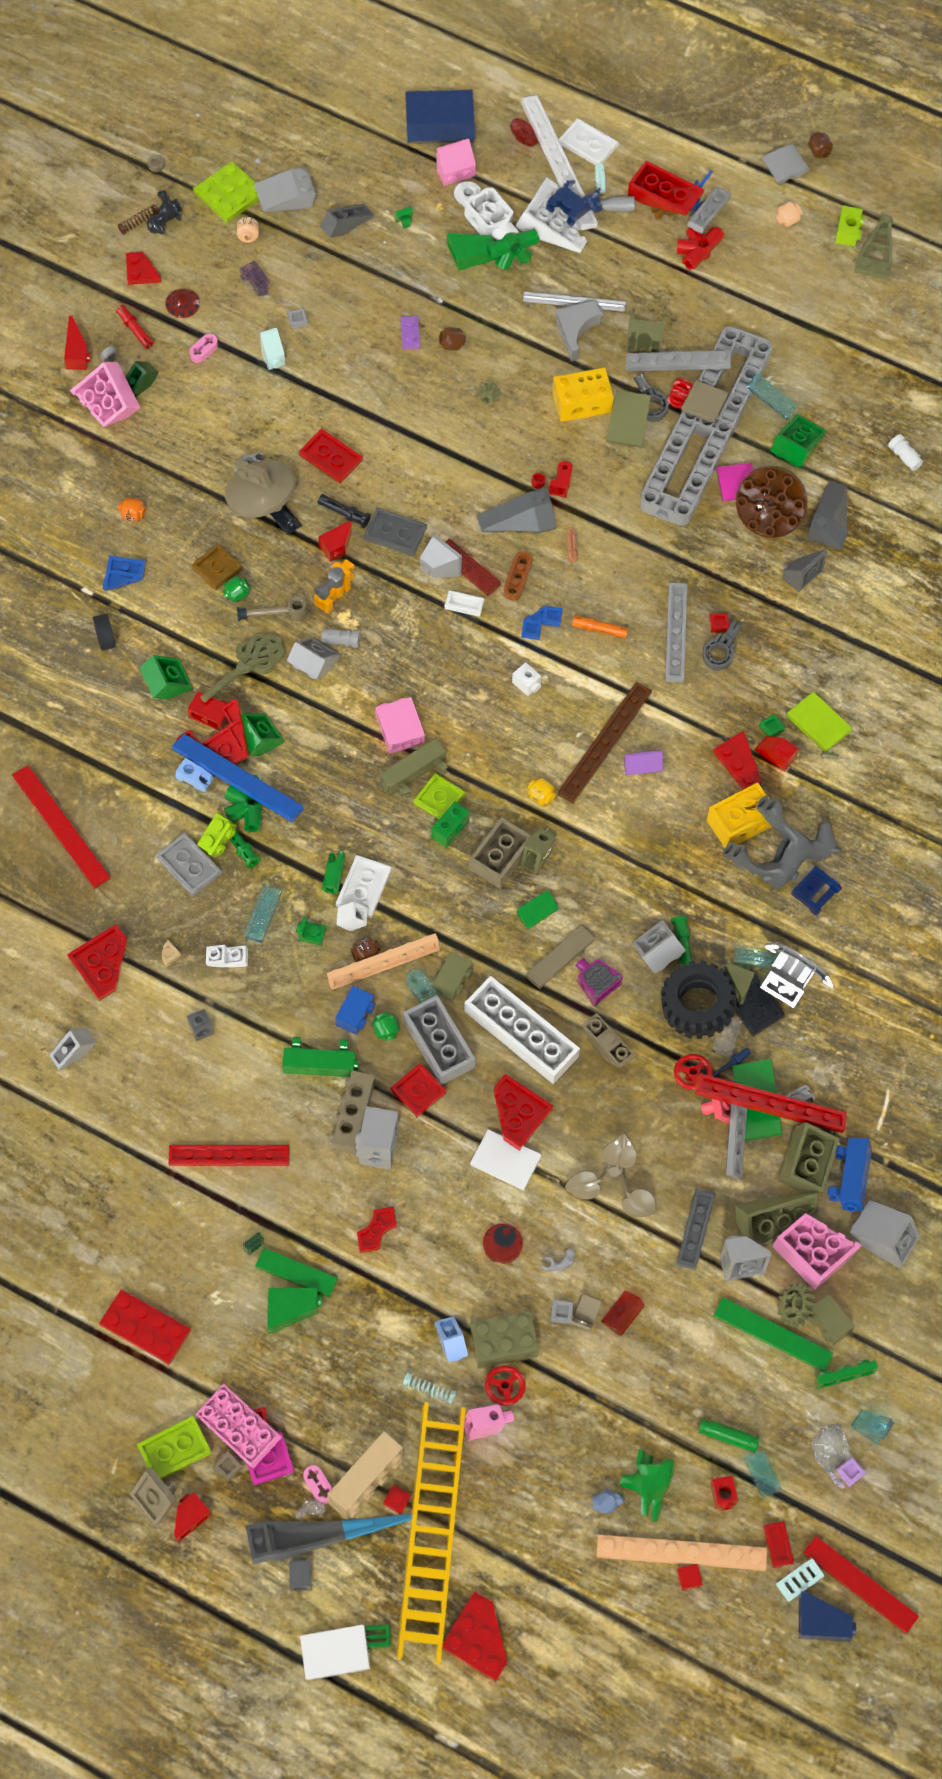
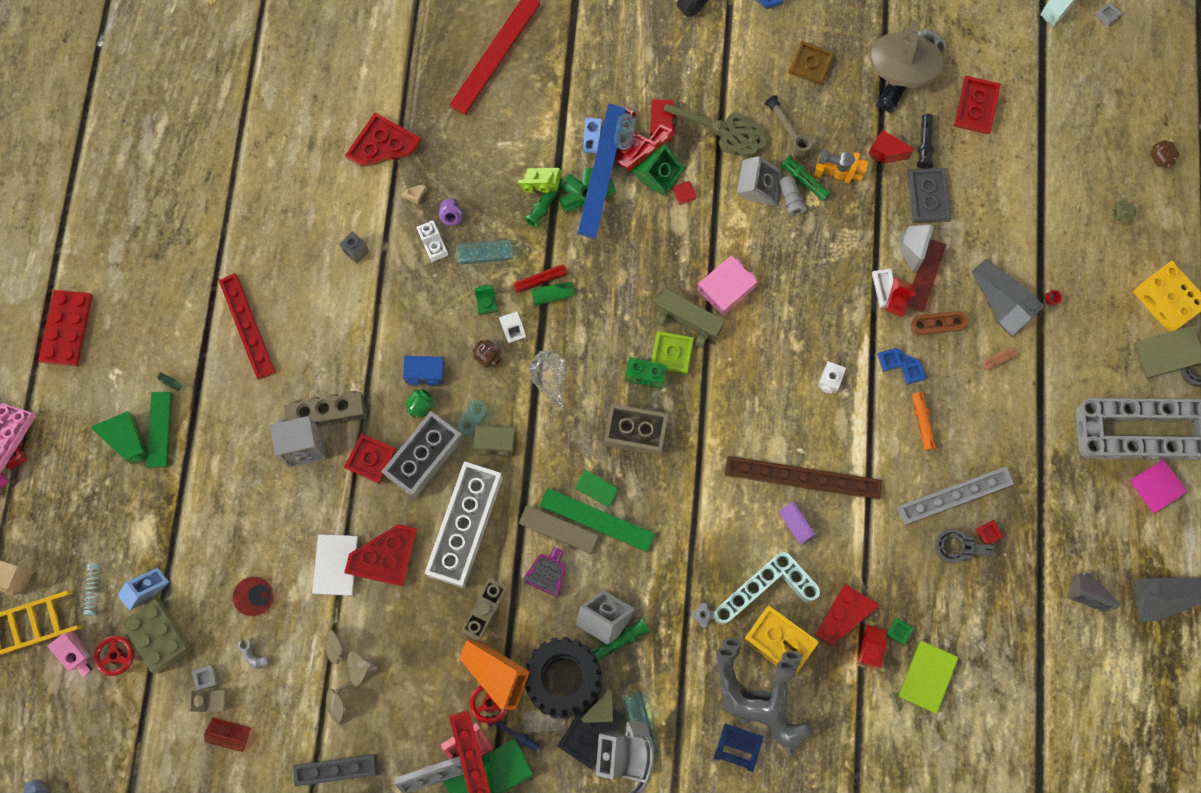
camera: 70 degrees right, 10 degrees up
(72, 1047) = (292, 156): light grey slope -> none
(165, 677) = (677, 70): green slope -> none
(188, 864) = (505, 170): light grey tile -> none
(208, 925) = (451, 211): none -> medium lavender head
(211, 743) = (624, 133): none -> clear light blue plate
(236, 589) = (795, 87): green head -> none
(290, 723) = (684, 192): none -> red tile
(312, 882) = (540, 278): none -> red axle
(319, 1062) = (361, 361): green brick -> none
(321, 622) = (799, 170): none -> green pin
(364, 884) = (552, 325): white tile -> none
(371, 1236) = (216, 478): red tile -> none
(383, 961) = (486, 377): light nougat plate -> none
(410, 332) = (1150, 115): medium lavender plate -> none
(412, 903) = (548, 374): none -> clear hair
(480, 594) = (899, 297): none -> red slope
(541, 792) = (719, 440): yellow head -> none
(541, 844) = (650, 462): olive torso -> none
(564, 475) = (1066, 320): red leg -> none
(566, 922) = (597, 520): none -> green tile
(671, 1049) = (496, 673): none -> orange slope
(686, 812) = (763, 584): none -> light aqua beam
(690, 875) = (698, 615): none -> light grey plate
(771, 501) = (1150, 528): reddish brown bracket -> none

